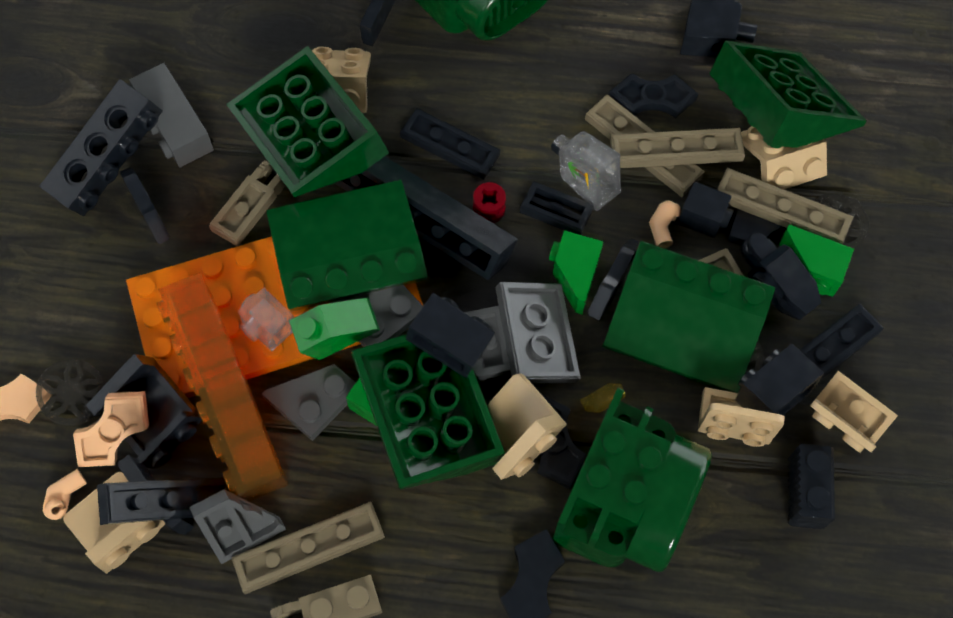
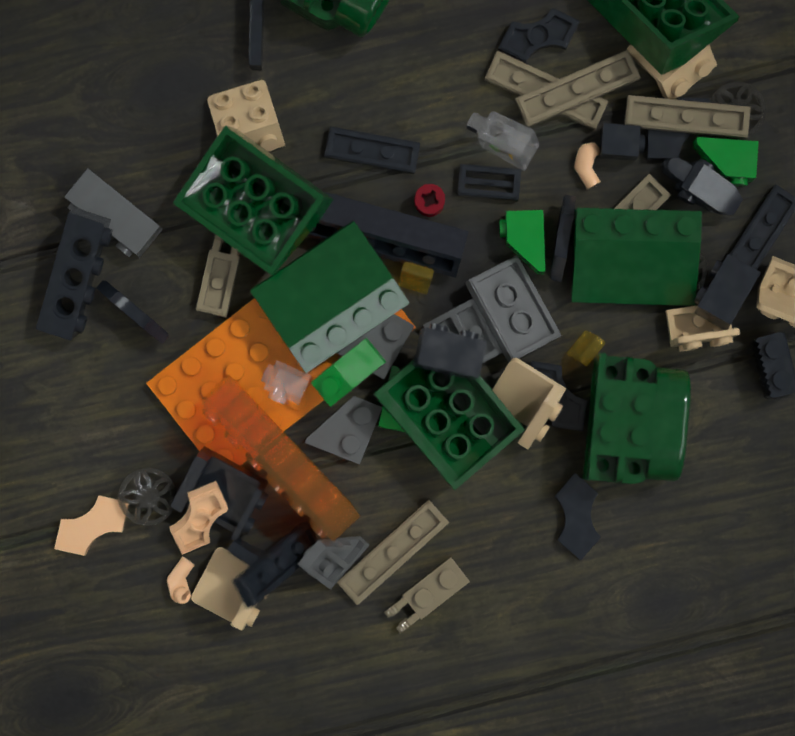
camera: 20 degrees left, 20 degrees up
(446, 268) = (415, 277): none -> clear yellow tile

